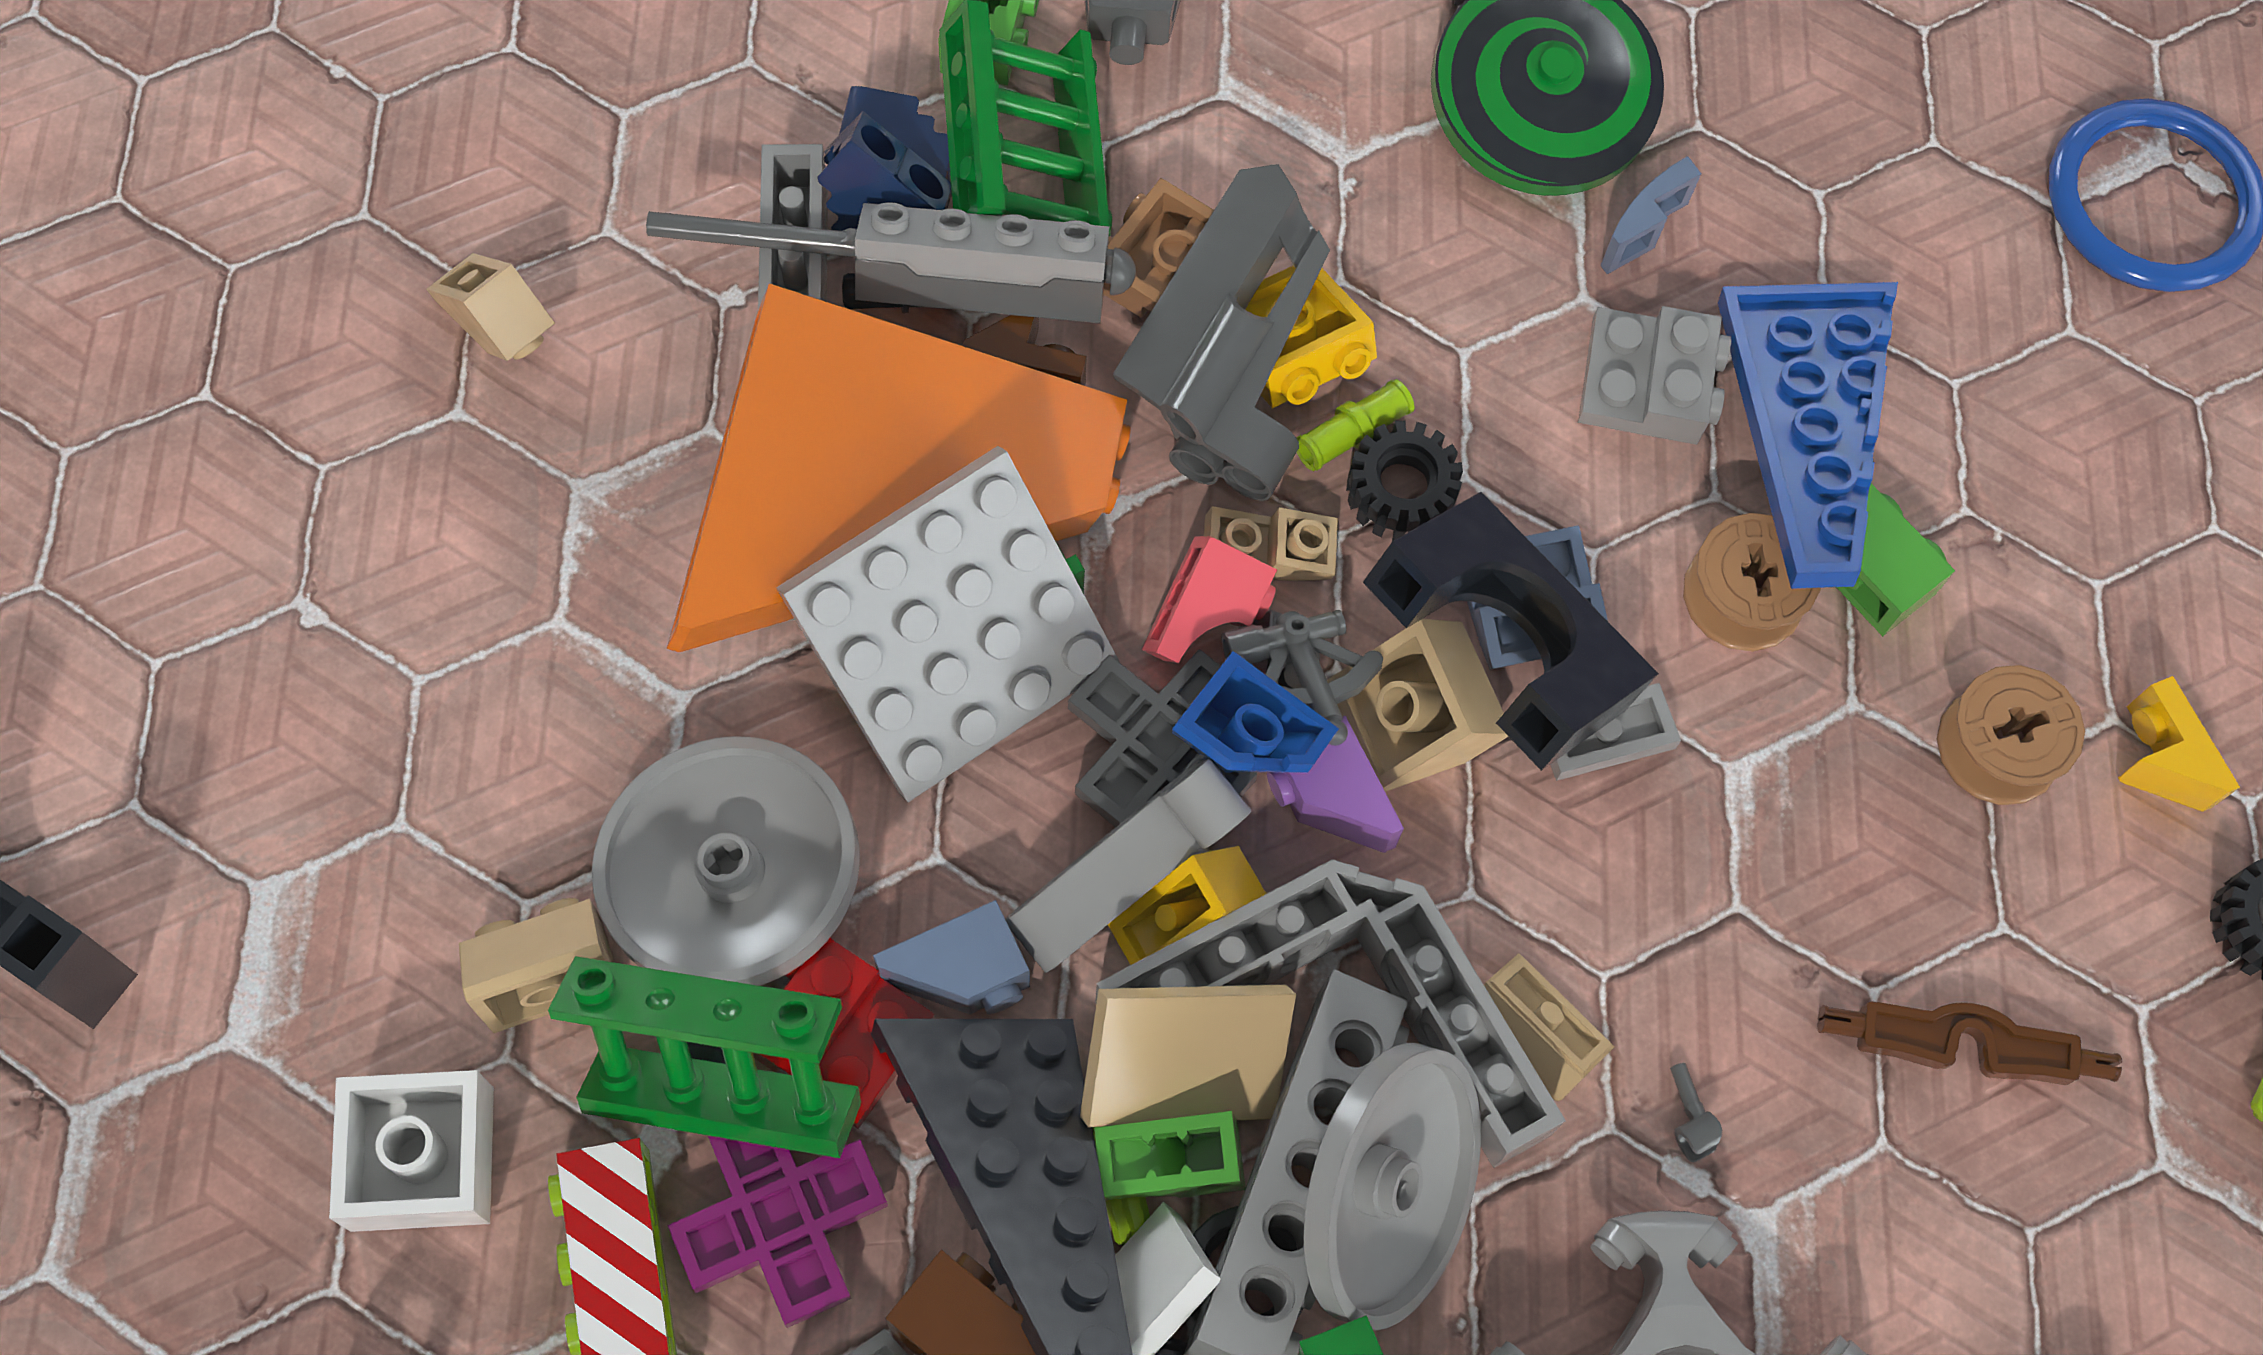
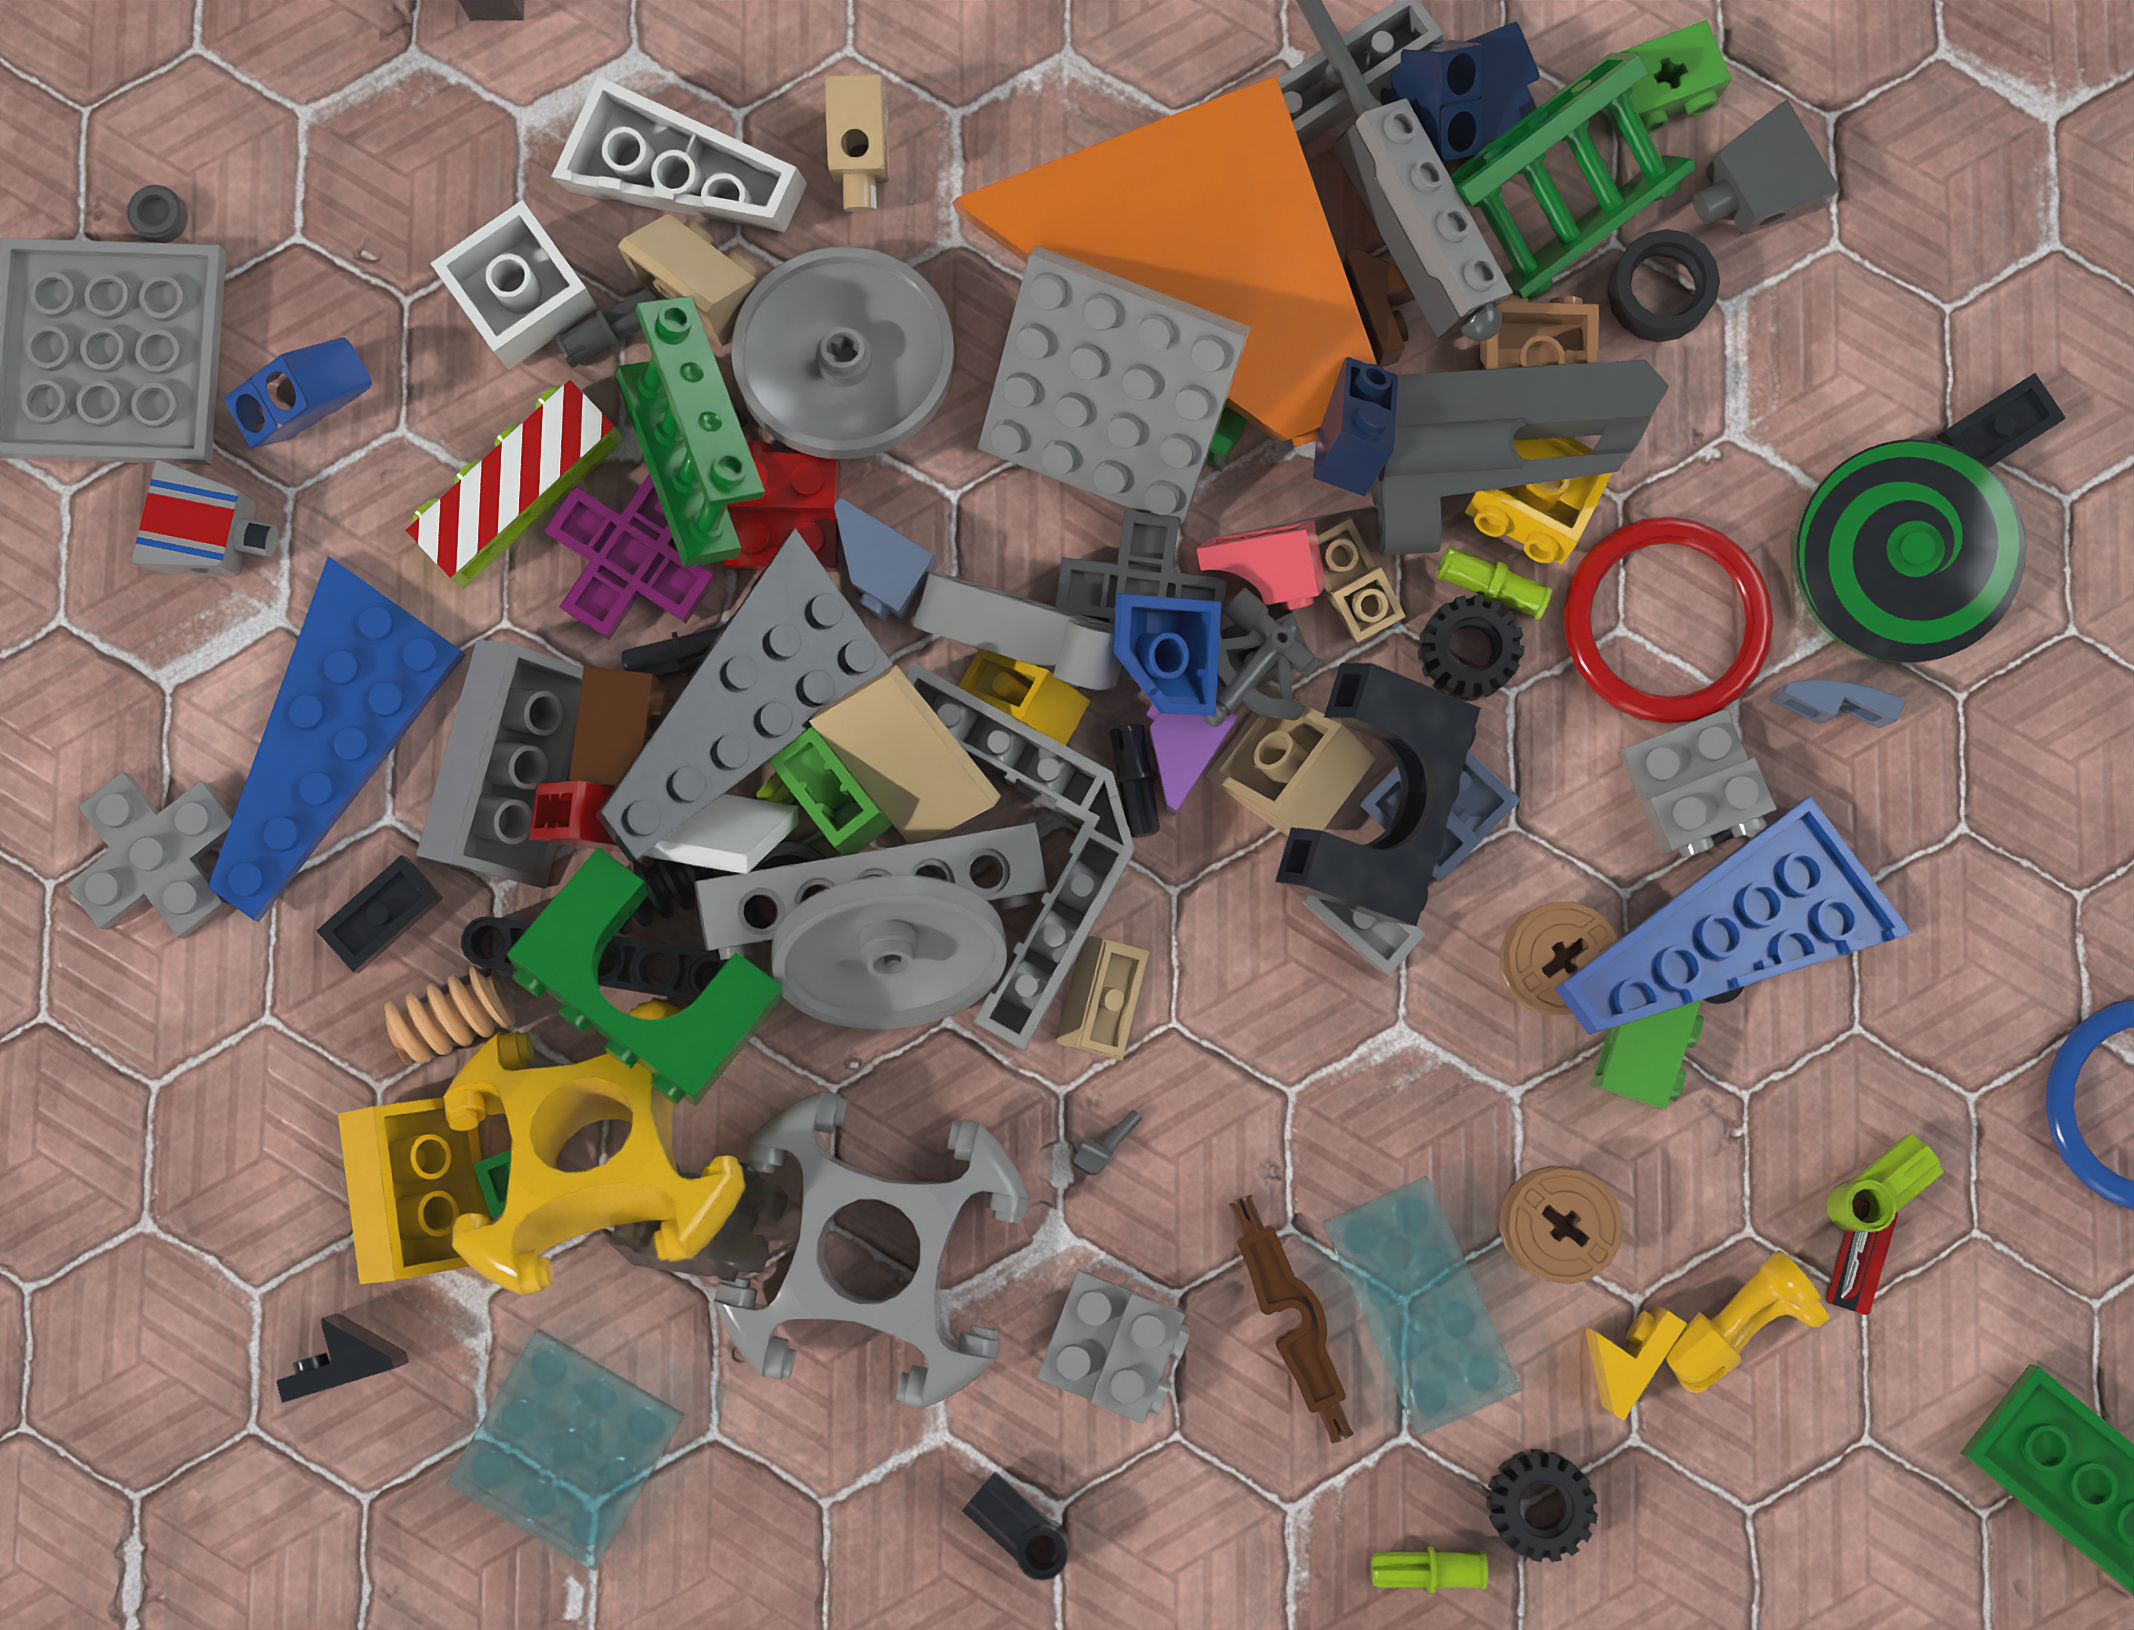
camera: 65 degrees right, 15 degrees up
(403, 911) = (666, 161): none -> white wedge
(502, 695) = (857, 119): none -> tan torso
(525, 1085) = (603, 330): none -> dark grey axle
(915, 1231) = (670, 654): none -> black axle
(1142, 435) = (1357, 427): none -> dark blue slope
(1181, 88) = (1687, 252): none -> black tyre
(1318, 846) = (1135, 780): none -> black axle
(1466, 391) = (1633, 700): none -> red wedge
(1910, 1234) = (1114, 1347): none -> light grey plate
(2023, 910) = (1422, 1306): none -> clear light blue plate
(2121, 442) = (1887, 1184): none -> lime piece
(2172, 504) = (1860, 1264): none -> sticker
(2204, 673) = (1711, 1348): none -> yellow piece

